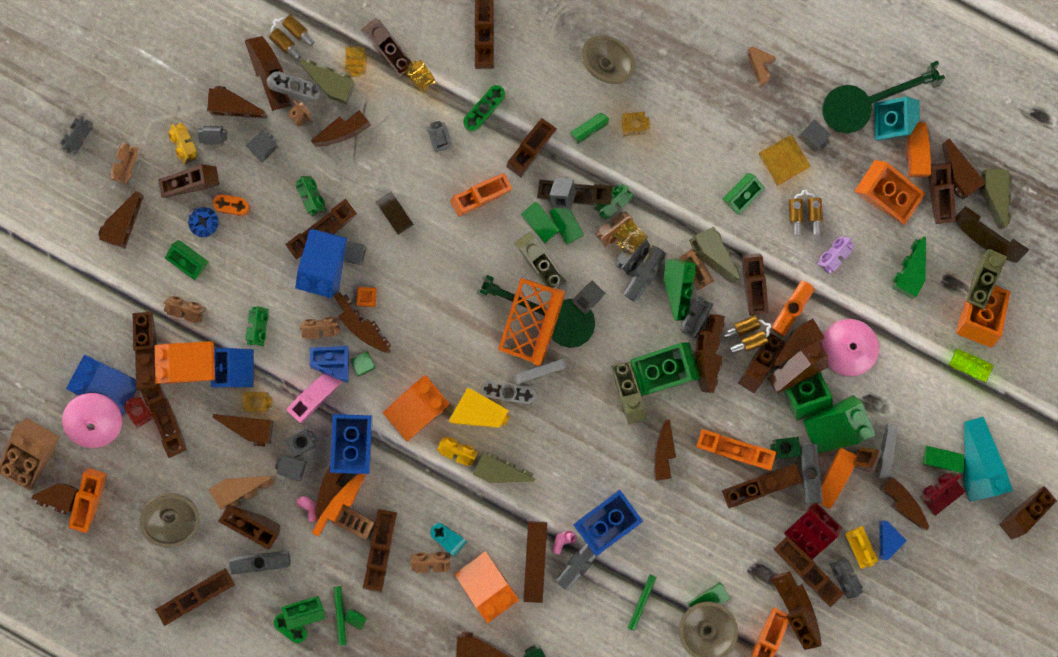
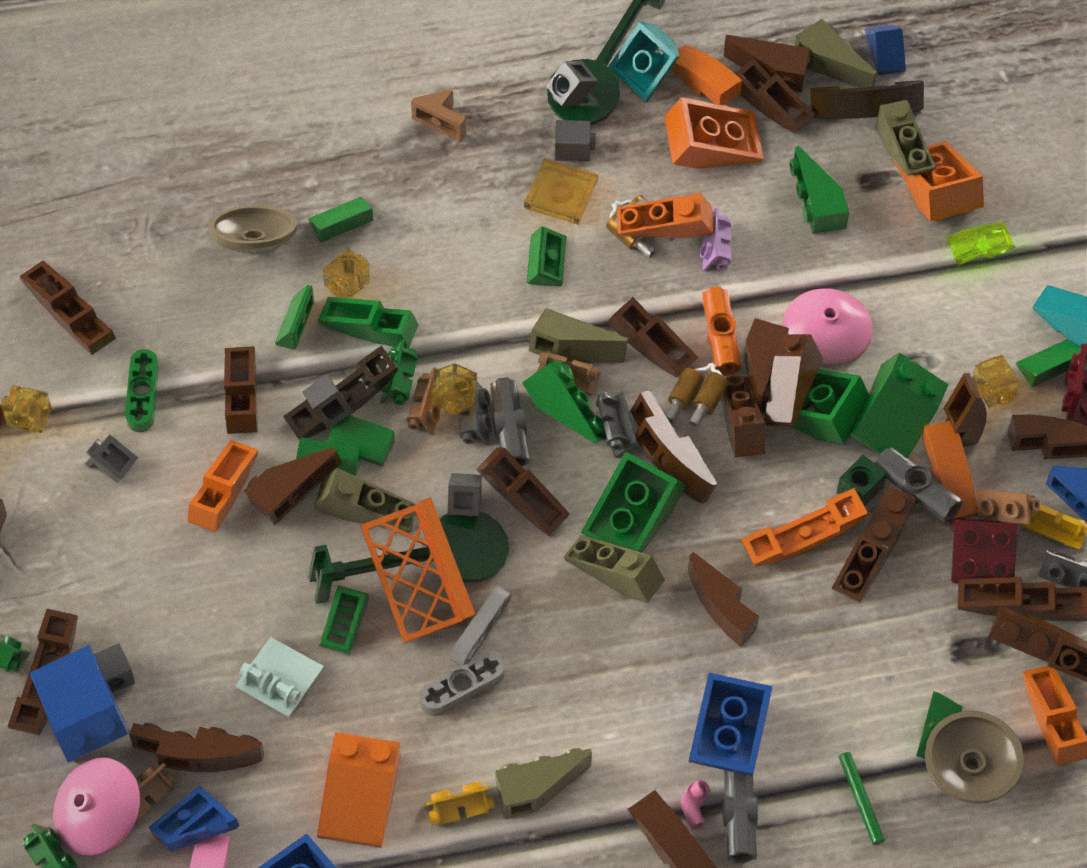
camera: 45 degrees left, 25 degrees down
(299, 321) = (108, 807): none -> bright pink dish
(363, 364) = (240, 795): green slope -> none
(366, 297) = (173, 712): orange tile -> none
(394, 213) = (128, 585): dark brown slope -> none
(428, 318) = (279, 676): none -> light aqua hinge
(479, 411) = (447, 724): yellow slope -> none
(497, 309) = (350, 595): none -> green slope
(505, 221) = (287, 484): none -> reddish brown slope
(618, 317) = (522, 490): none -> reddish brown slope
(623, 159) = (369, 321): none -> green slope
(660, 86) = (341, 219): none -> green slope
(818, 225) = (668, 218): none -> orange slope
(840, 103) = (571, 83): none -> dark grey brick
(842, 519) = (1006, 506): none -> medium nougat hinge
(887, 451) = (996, 420): light grey beam -> none
(905, 450) = (996, 381): none -> clear yellow brick
(1031, 210) = (887, 48): none -> blue slope

